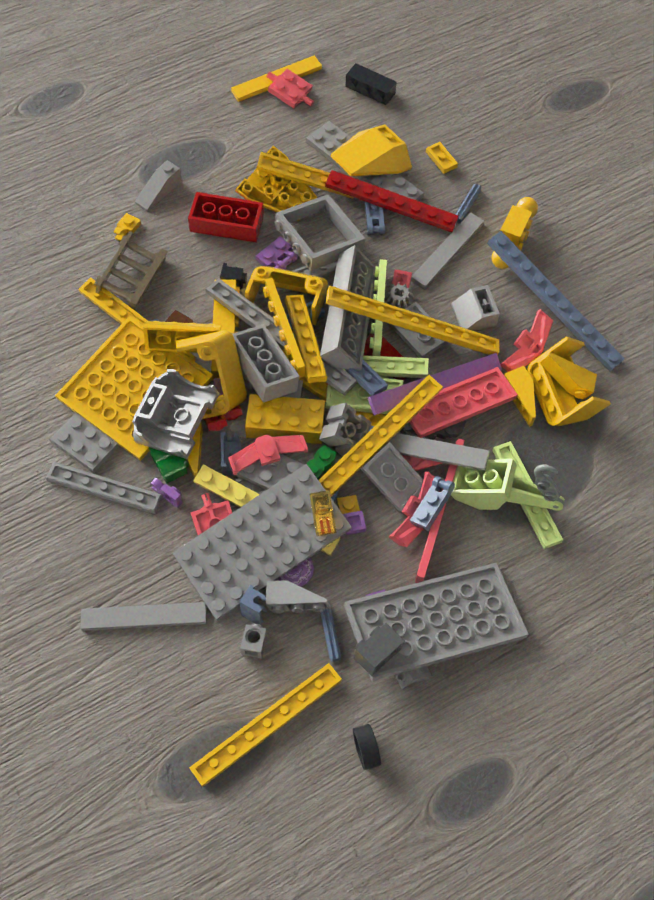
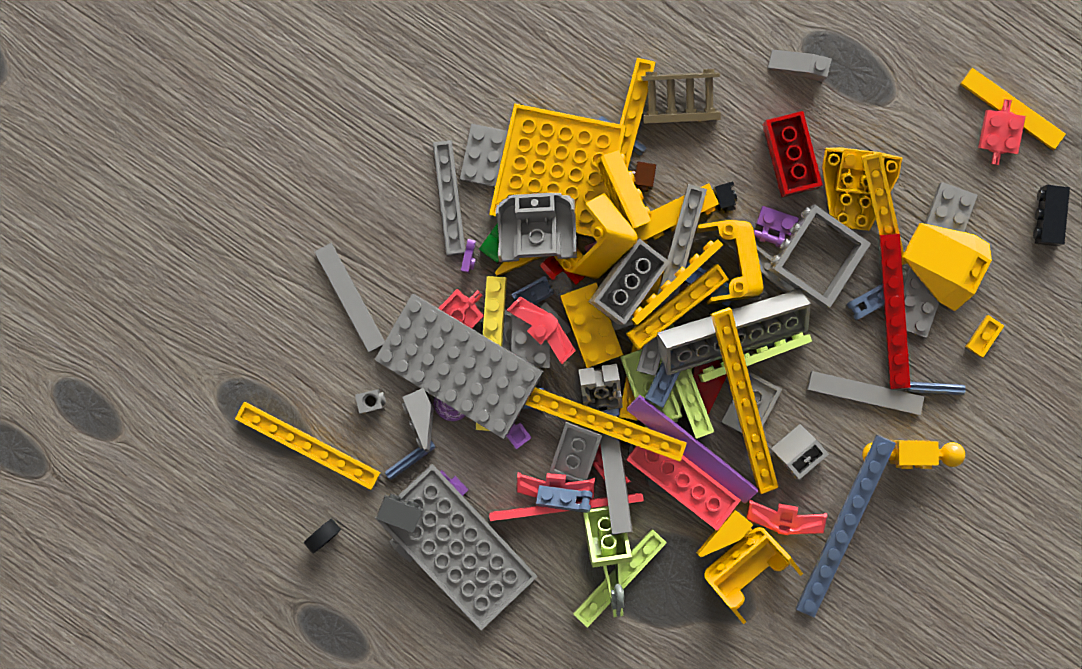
camera: 70 degrees right, 25 degrees up
(127, 224) = (739, 59): yellow plate -> none
(250, 607) = (395, 386): sand blue hinge -> none
(323, 461) = (562, 381): green brick -> none
(323, 513) = (500, 409): clear yellow slope -> none
(348, 504) = (533, 422): yellow plate -> none
(399, 296) = (781, 377): light grey gear -> none
(402, 277) = (803, 363): coral tile -> none
(570, 376) = (762, 576): yellow slope -> none

